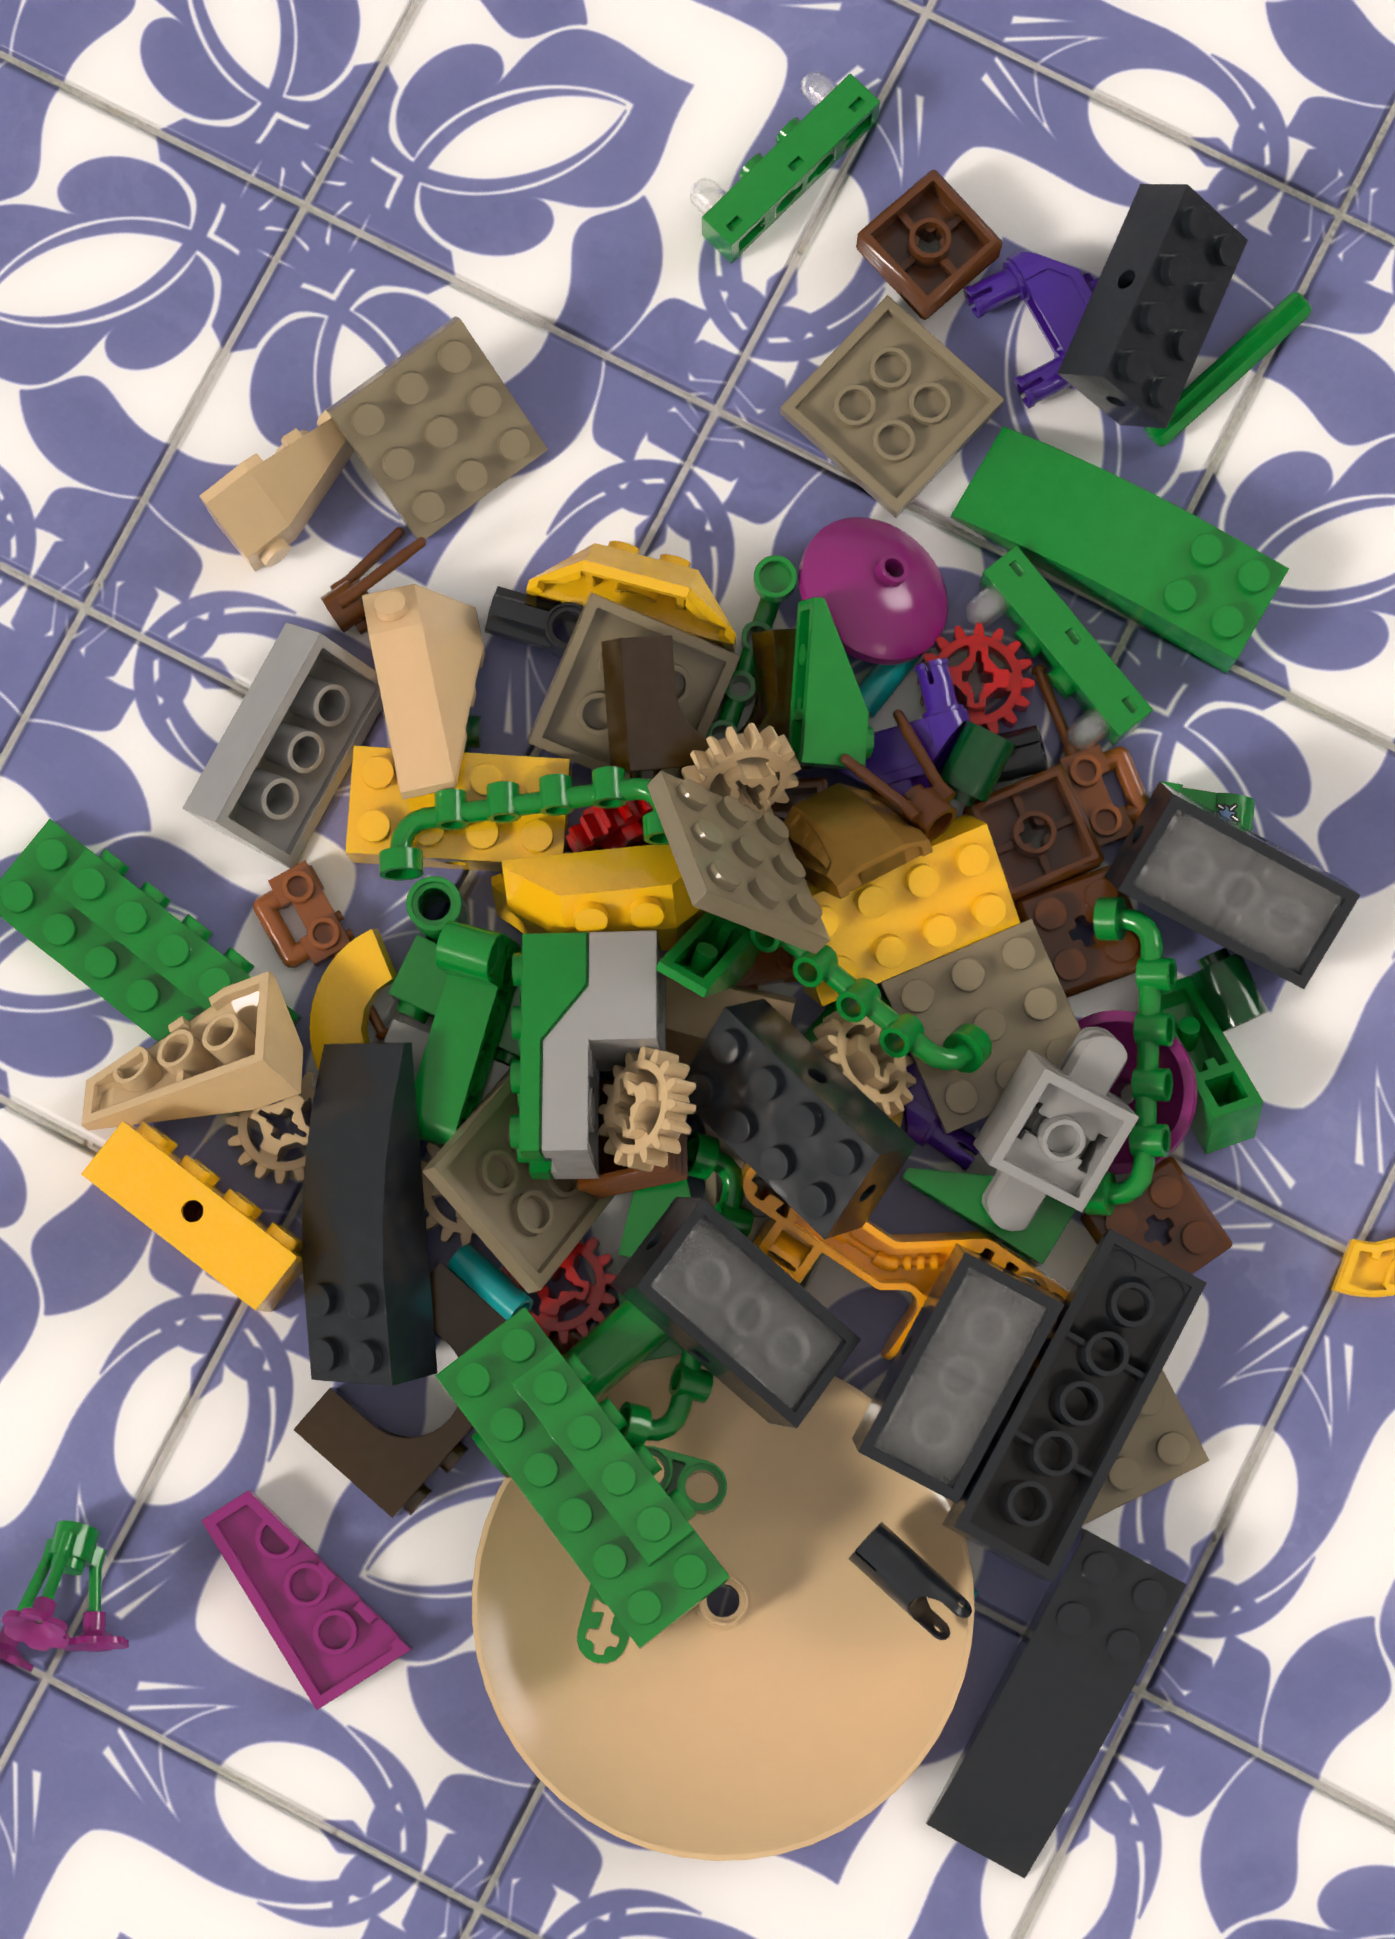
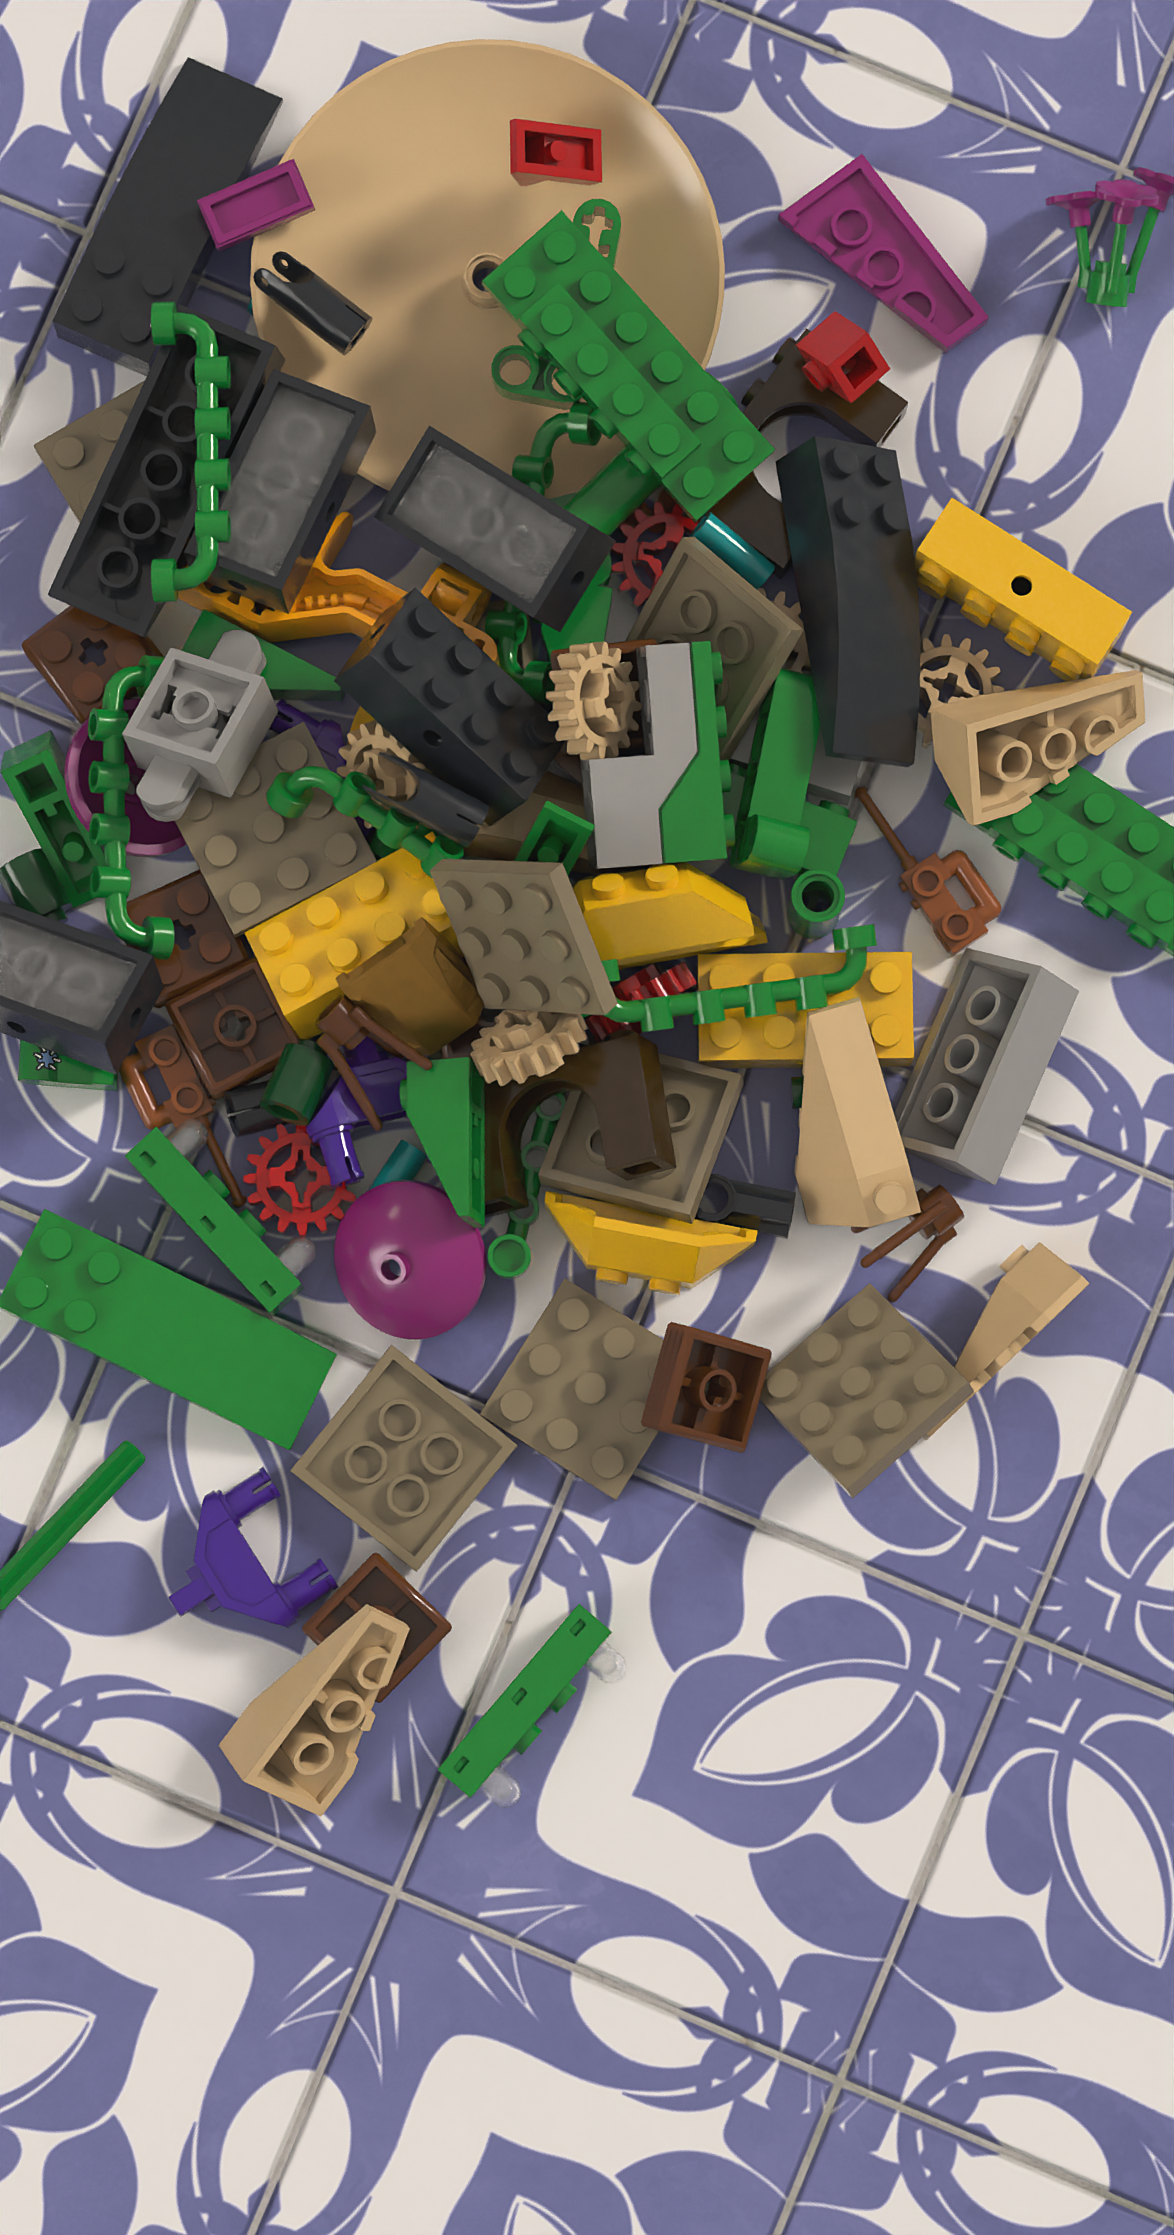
camera: 170 degrees right, 0 degrees up
(348, 992) = (899, 821): yellow tile -> none
(362, 1483) = (841, 358): none -> red brick
(590, 442) = (735, 1382): none -> reddish brown brick
(640, 1720) = (554, 153): none -> red slope
(704, 462) = (581, 1390): none -> dark tan plate
(818, 1014) = (437, 804): none -> black piece
(963, 1693) = (256, 205): none -> magenta tile
(1003, 148) = (308, 1724): none -> tan wedge
(1029, 1437) = (211, 473): none -> green bar
(1153, 305) = (145, 1568): black brick -> none

